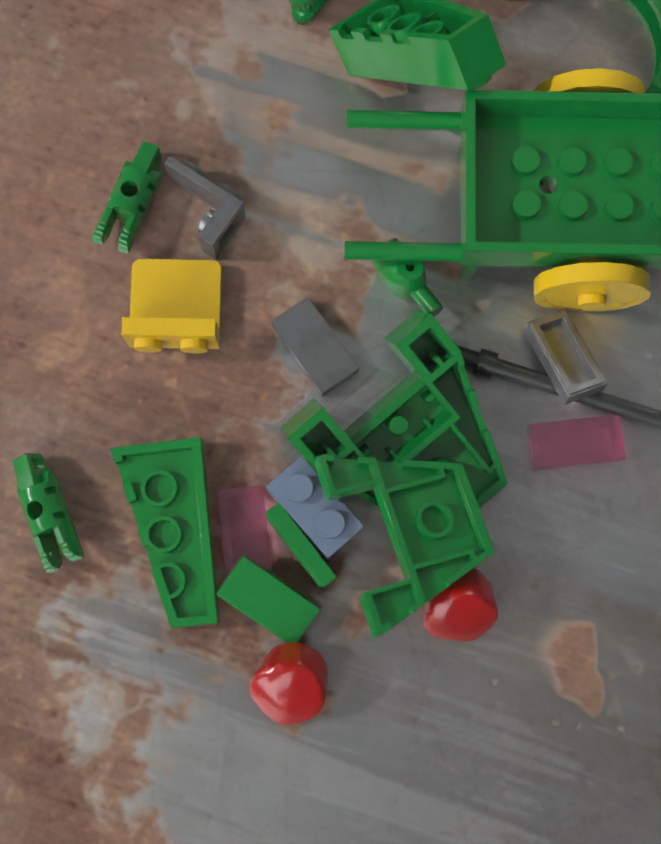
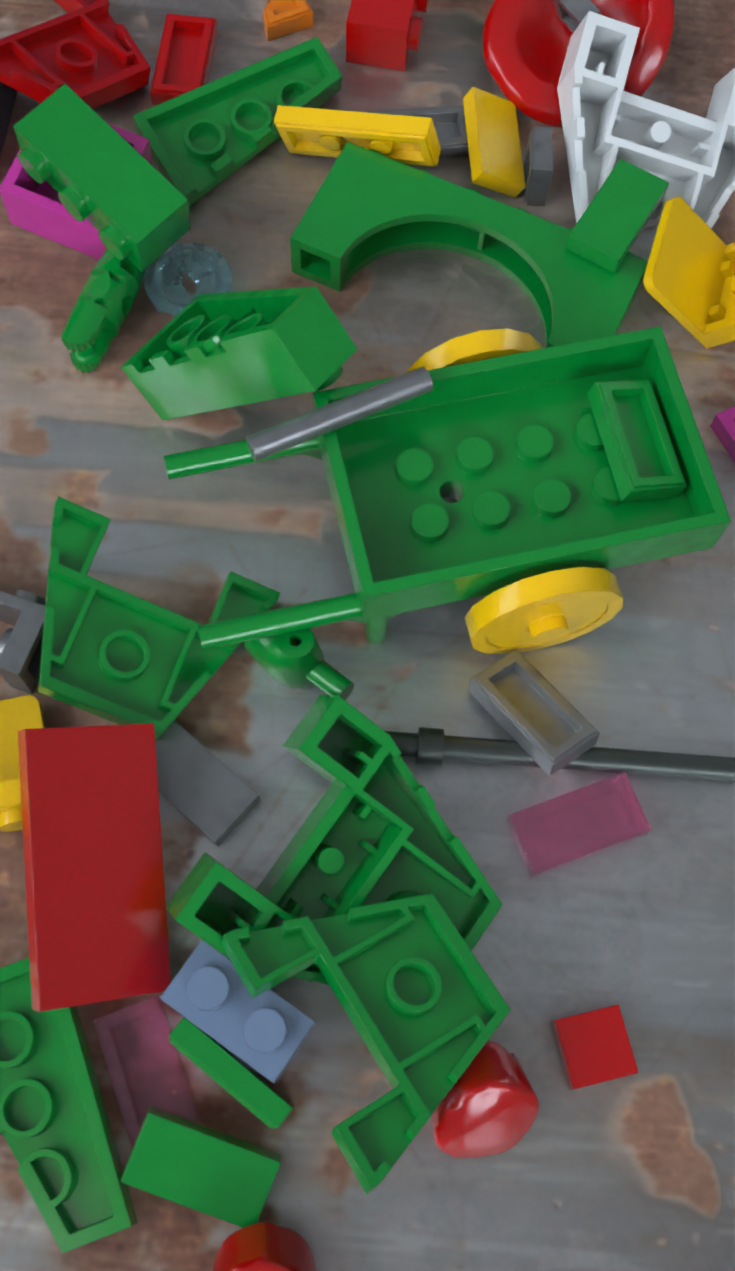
camera: 15 degrees left, 10 degrees down
(239, 386) = (93, 864): none -> red tile
(285, 244) = (119, 650): none -> green wing
(482, 111) = (339, 413): none -> flat silver bar
(545, 591) = (594, 1047): none -> red tile

